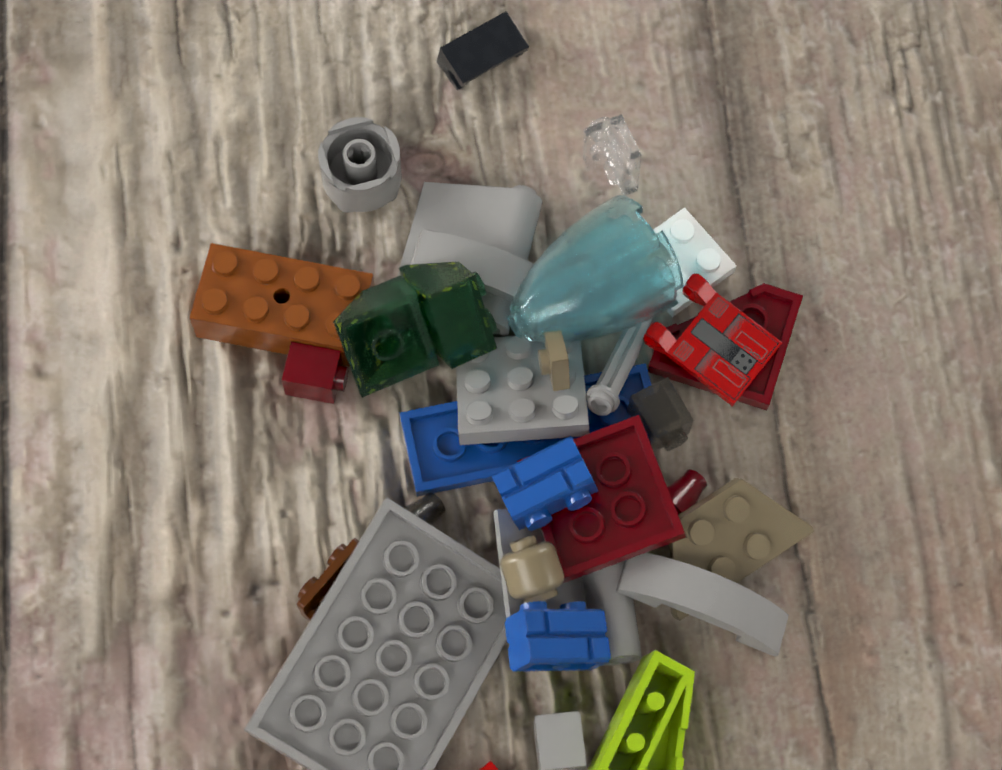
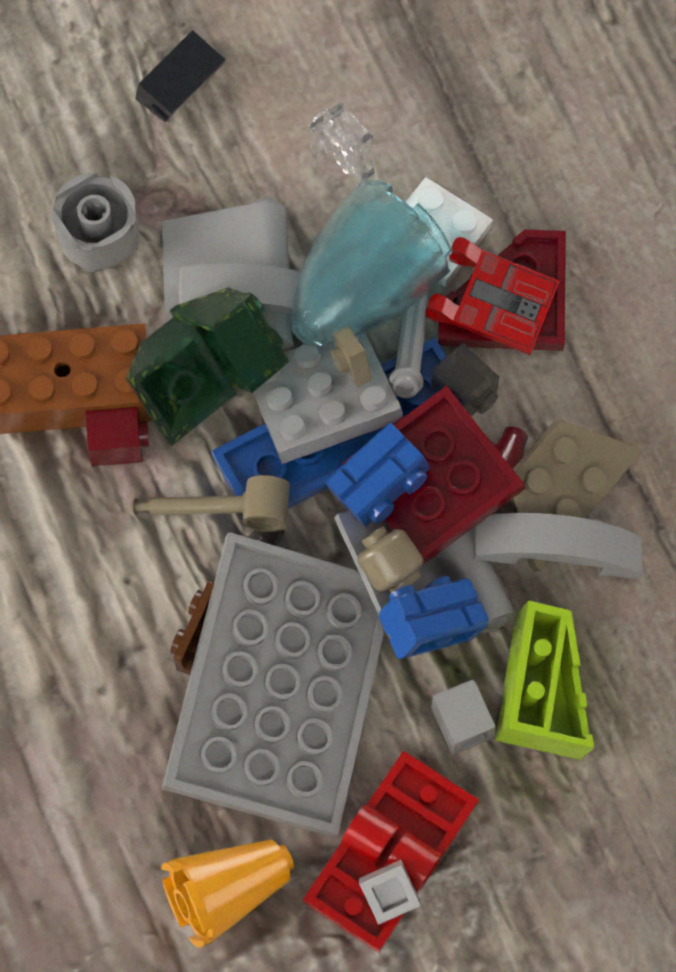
camera: 15 degrees left, 0 degrees up
(428, 478) = (262, 504): none -> dark tan piece

